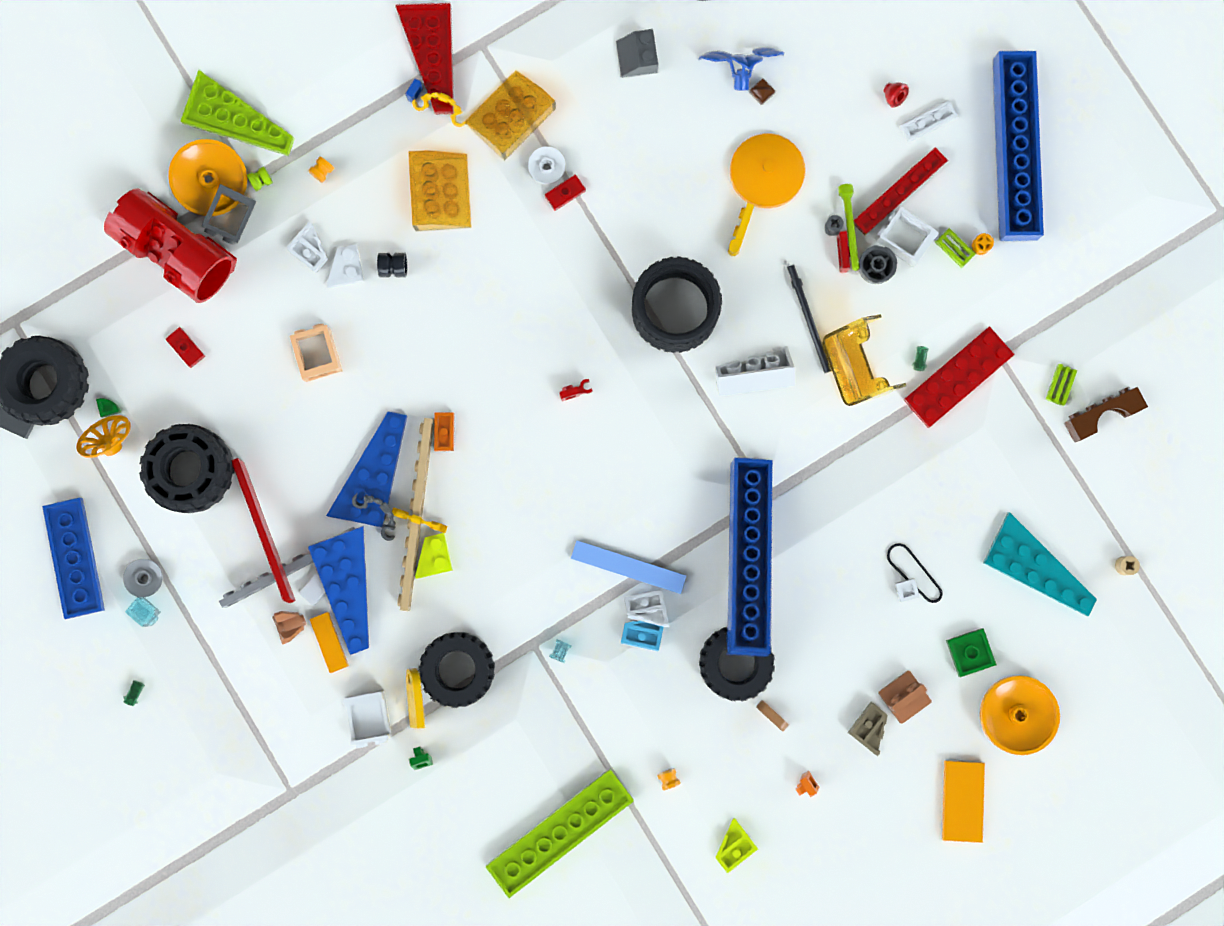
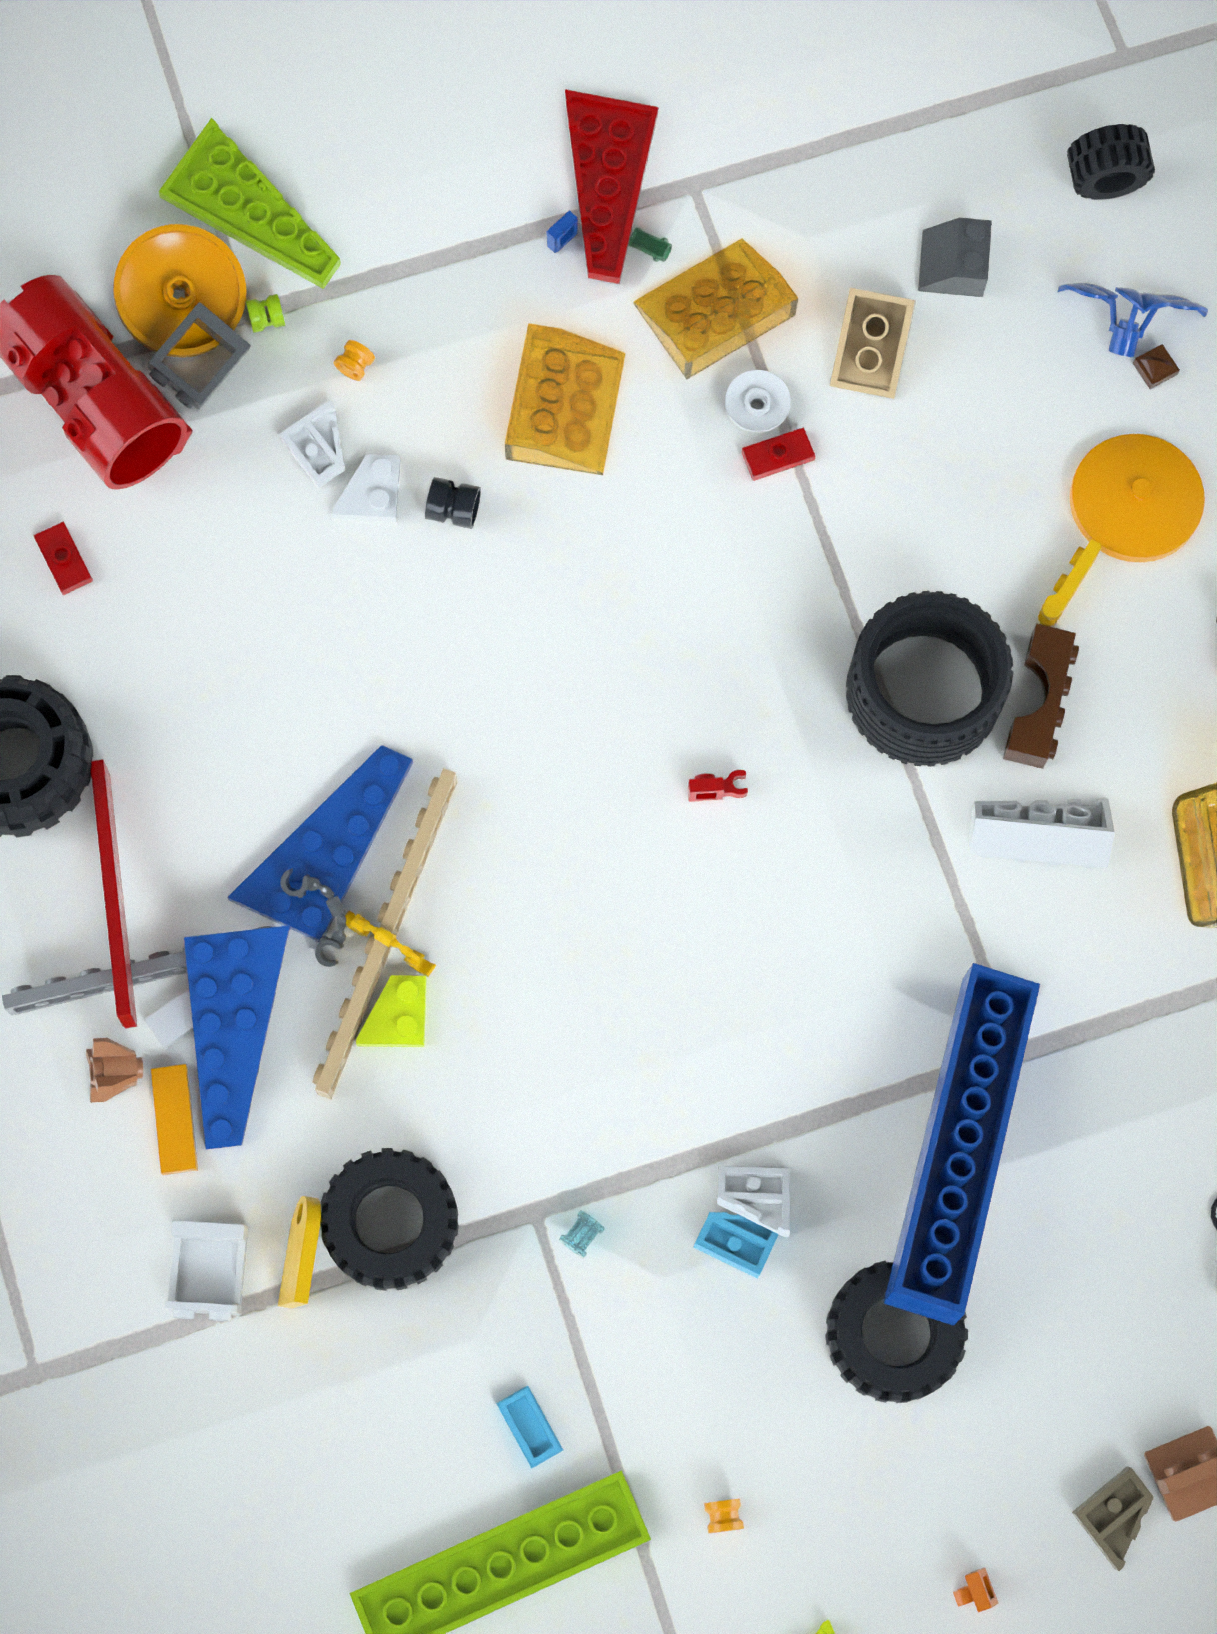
camera: 15 degrees right, 10 degrees down
(316, 194) = (354, 360): none -> light orange wheel
(321, 169) = (372, 321): light orange wheel -> none
(323, 370) = (284, 649): light nougat window -> none
(420, 760) = (282, 1368): green tile -> none
(442, 97) = (609, 252): yellow piece -> none
(444, 431) = (470, 802): orange plate -> none
(465, 86) = (650, 244): none -> clear green pin
(557, 757) = (529, 1427): none -> medium azure tile
(602, 115) = (872, 343): none -> tan slope
(628, 567) = (739, 1116): light blue tile -> none
(739, 274) = (1049, 657): none -> reddish brown arch
(772, 715) = (940, 1446): medium nougat beam -> none
(797, 284) = (1148, 698): black bar -> none

